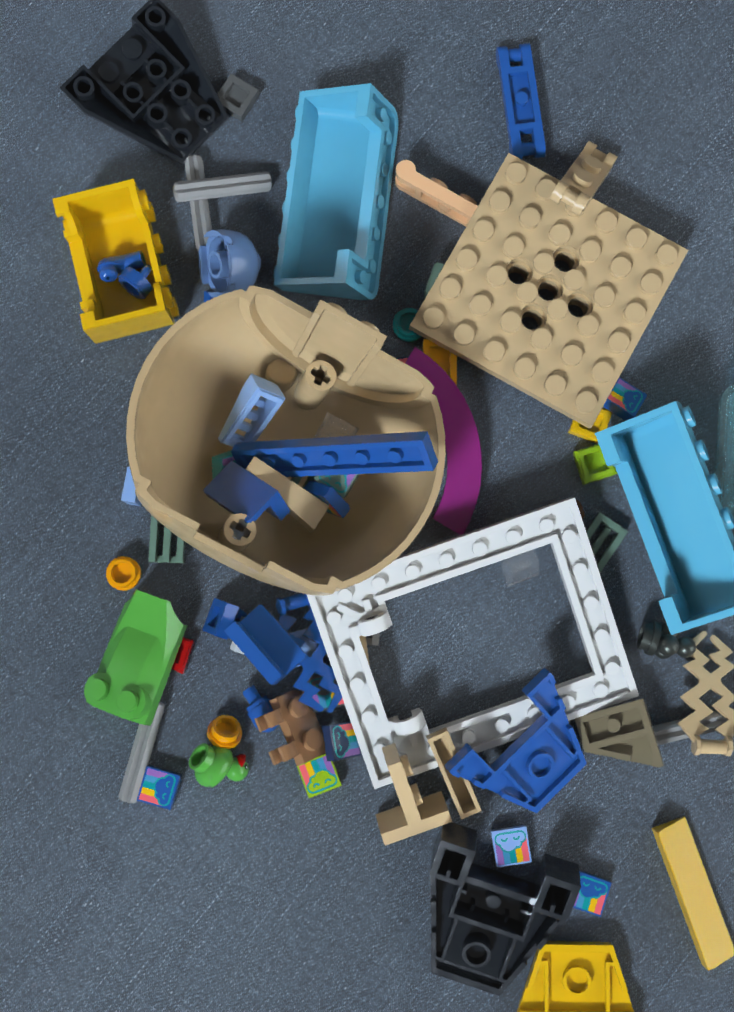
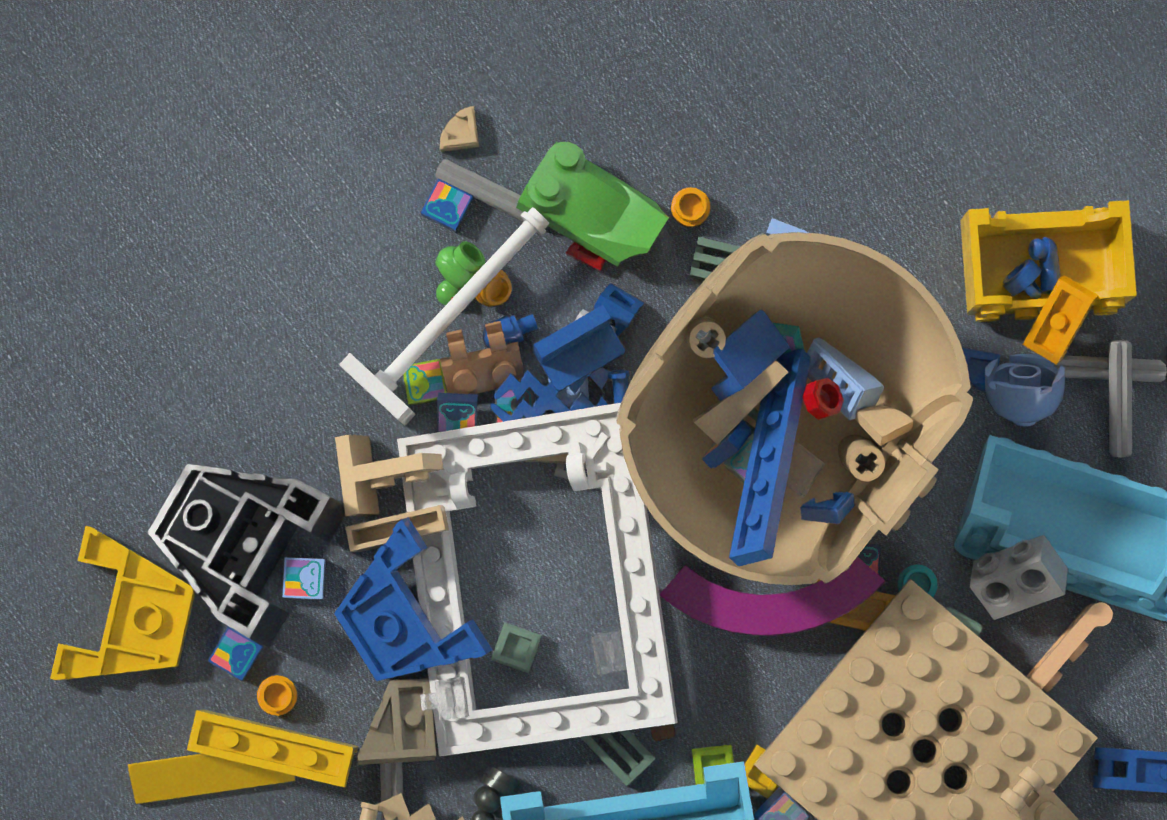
camera: 100 degrees right, 0 degrees up
(91, 788) = (460, 131): none -> tan tile
(165, 241) = (1060, 319): none -> light orange plate
(271, 423) = (823, 398): none -> red tile
(282, 368) = (883, 423): none -> tan tile
(330, 813) = (384, 383): none -> white tile
(367, 400) = (829, 510): none -> blue tile
(389, 238) = (1018, 577): none -> light grey brick
(531, 648) = (516, 647): none -> sand green tile
(593, 697) = (449, 699): none -> clear tile
(616, 848) = (277, 695): none -> light orange plate
(665, 845) = (271, 747): none -> yellow panel

